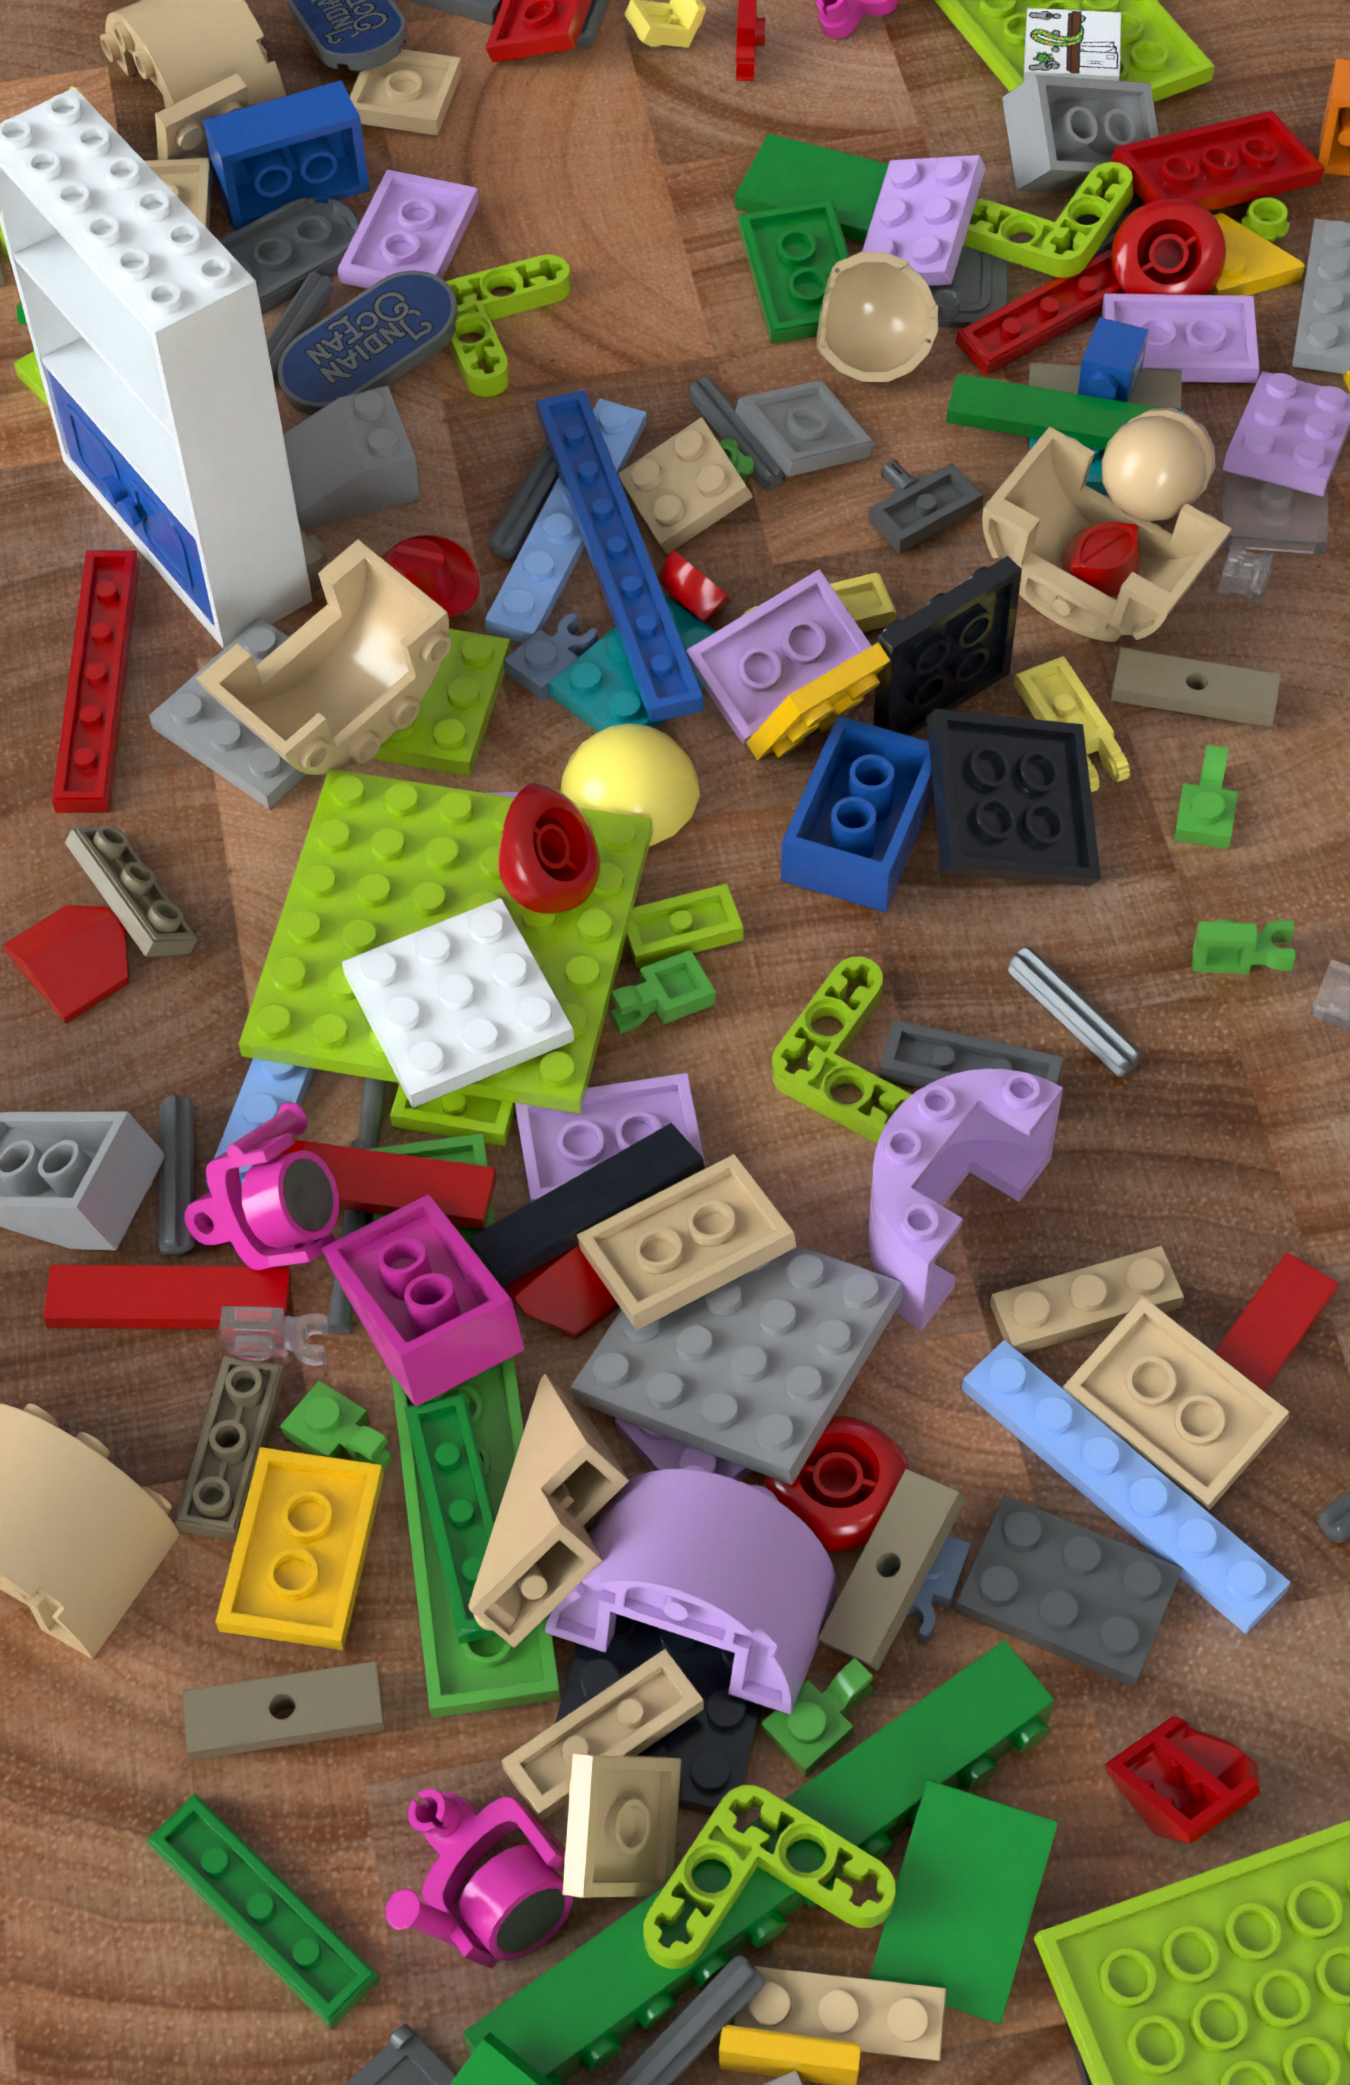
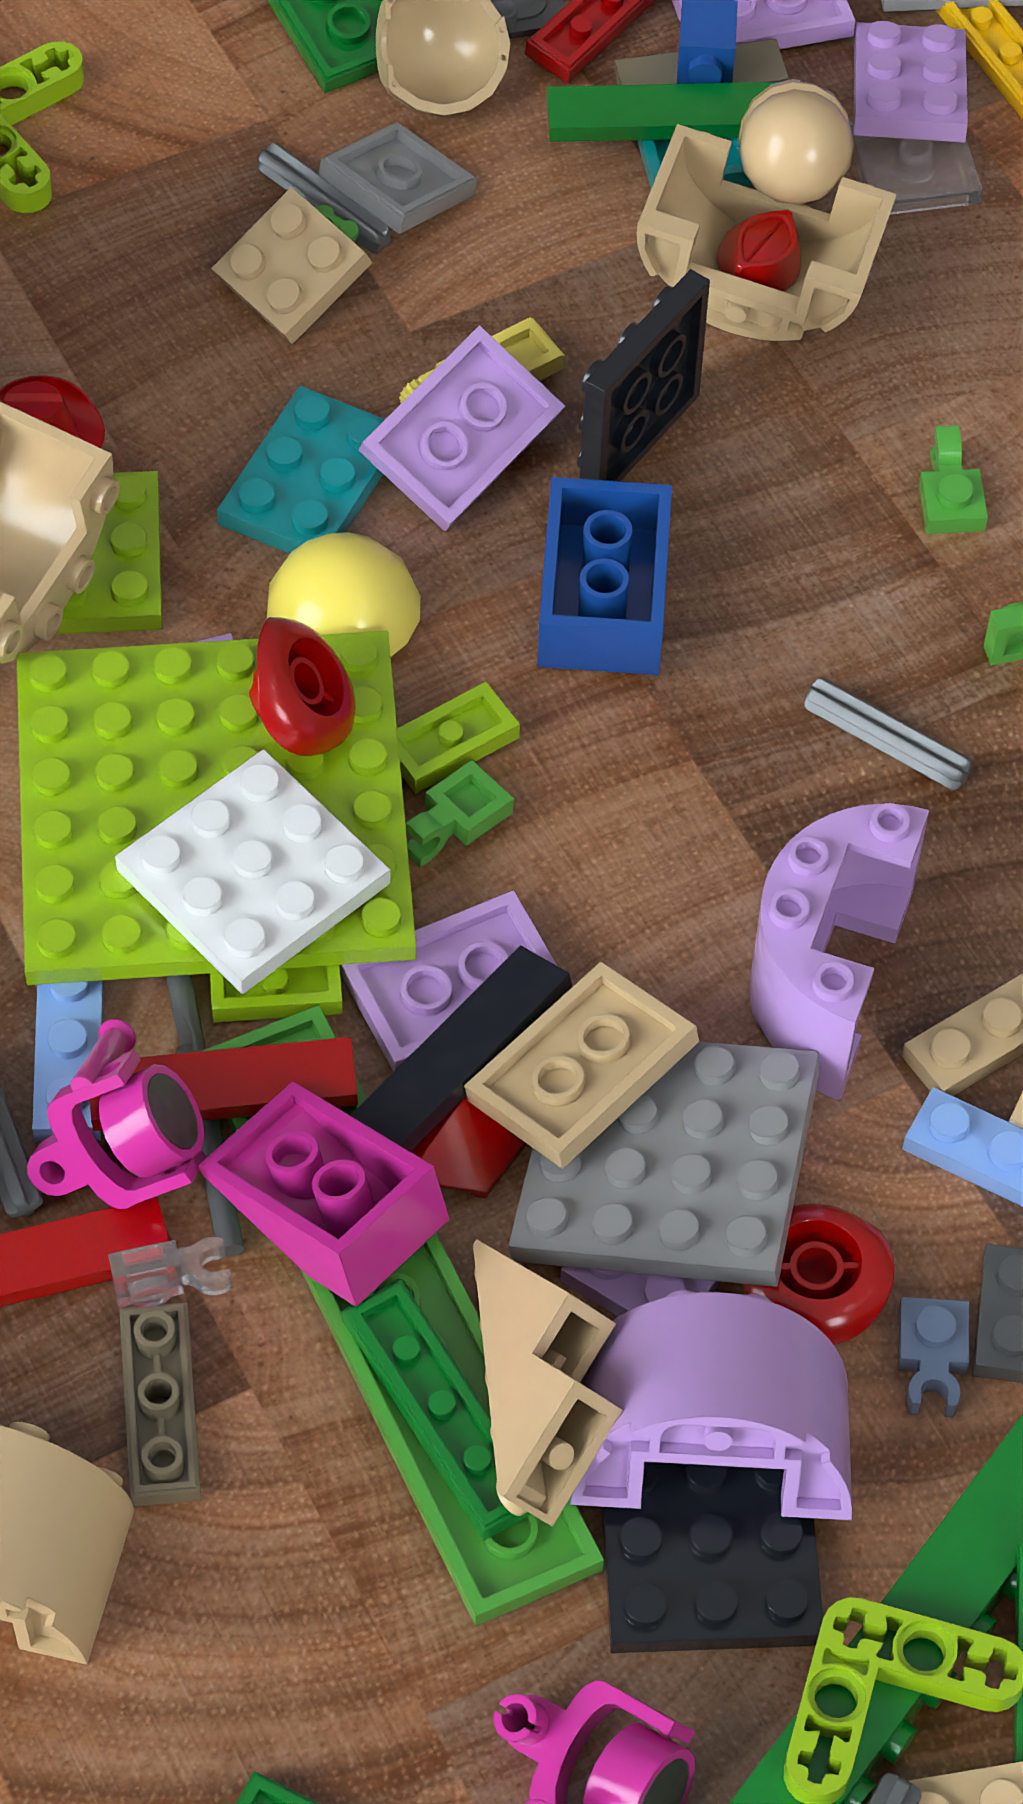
camera: 20 degrees left, 0 degrees up
(243, 1713) = (357, 1640): dark tan tile -> none
(300, 1549) = (276, 1488): yellow plate -> none
(334, 1426) = (263, 1351): bright green plate -> none
(525, 506) = (124, 313): dark grey axle -> none
(546, 656) = (203, 484): sand blue plate -> none
(555, 540) = (171, 333): light blue plate -> none
(614, 1722) = (670, 1591): tan plate -> none
(619, 557) = (252, 356): blue plate -> none
(621, 1825) = (724, 1676): tan plate -> none
(691, 587) = (338, 373): red hat -> none
(818, 704) = (529, 470): yellow plate -> none
(818, 1718) = (877, 1520): bright green plate -> none
(825, 1065) = (655, 853): lime beam -> none
(907, 1537) = (910, 1306): dark tan tile -> none
(922, 504) = (551, 234): dark grey plate -> none
(924, 1054) = (773, 813): dark grey plate -> none
(1012, 798) = (759, 525): black plate -> none
(1058, 695) = (785, 433): light yellow hinge -> none
(1196, 687) = (900, 369): dark tan tile -> none
(1246, 573) = (912, 239): clear wheel -> none

